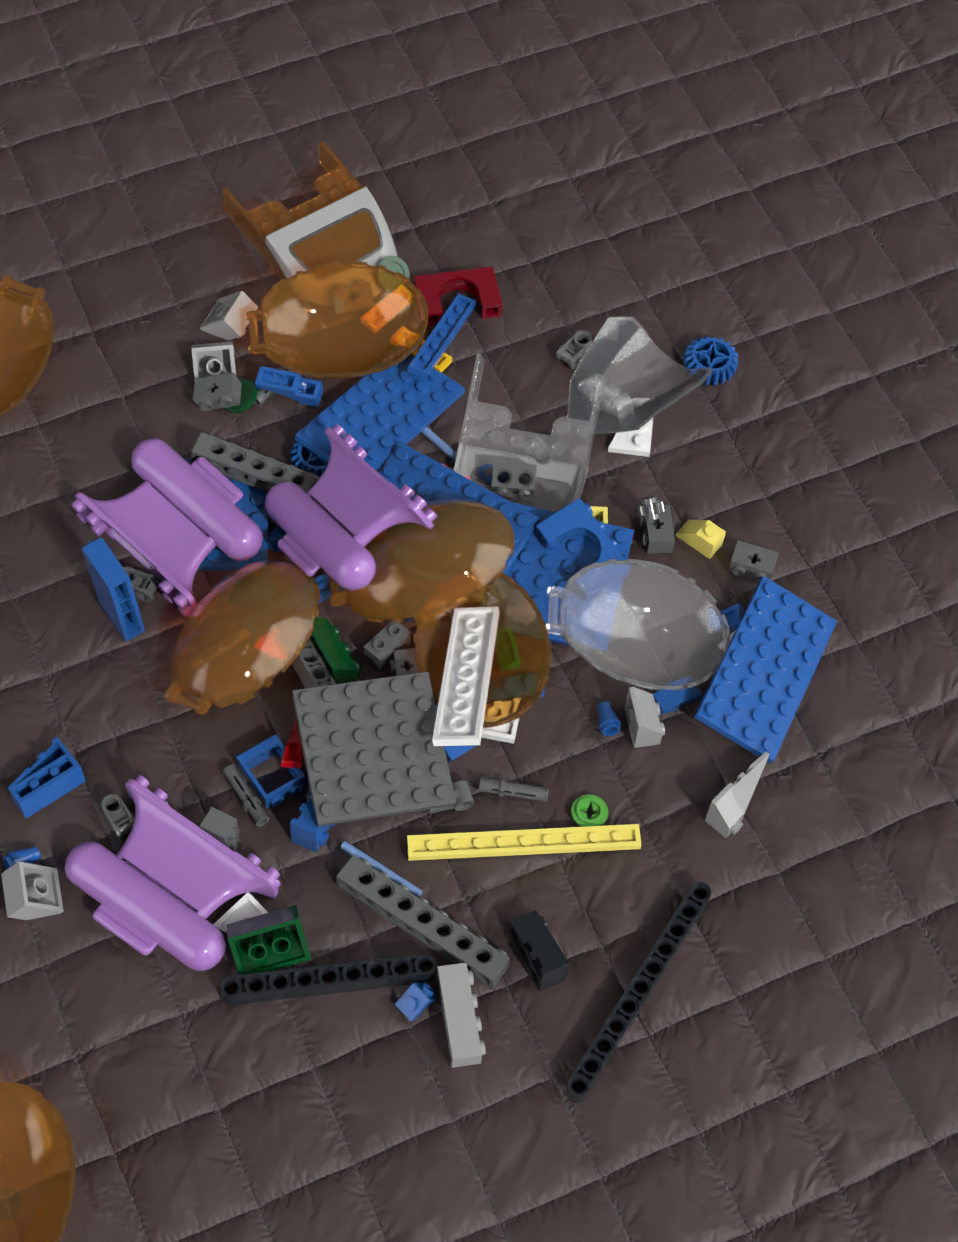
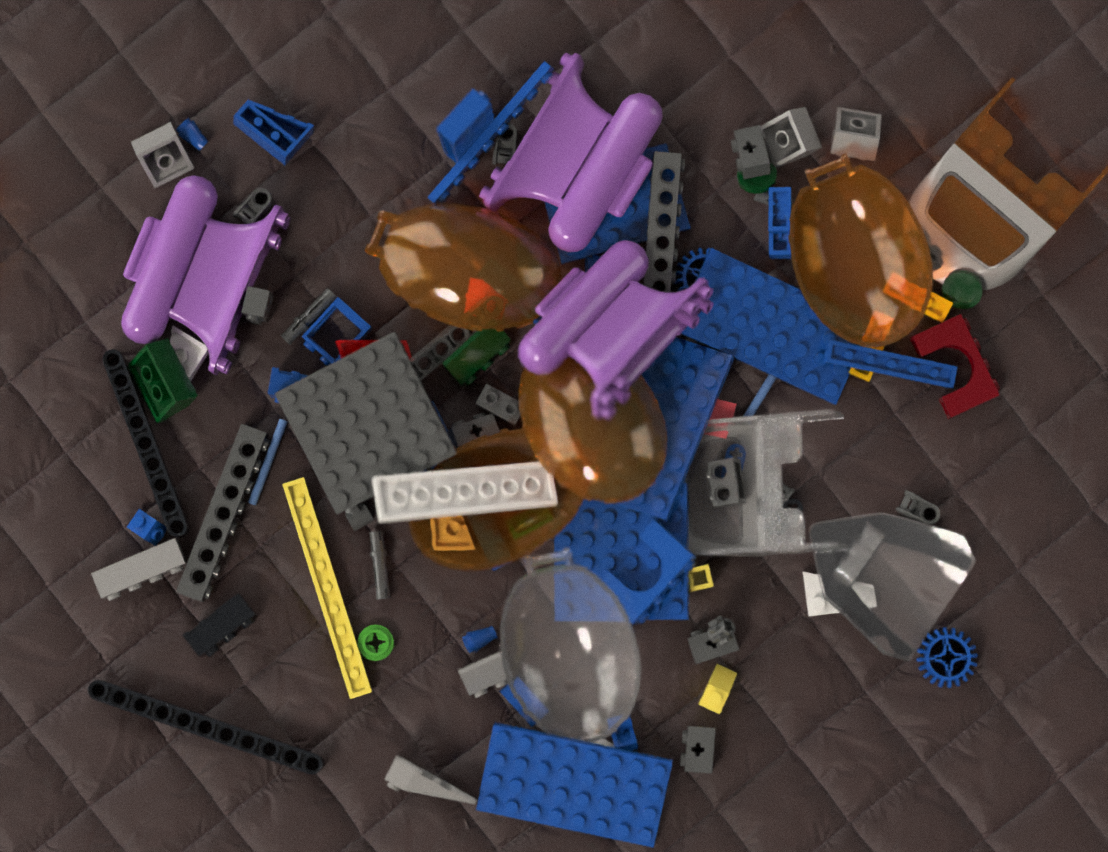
camera: 80 degrees right, 25 degrees up
(152, 625) = (485, 140): none -> blue plate

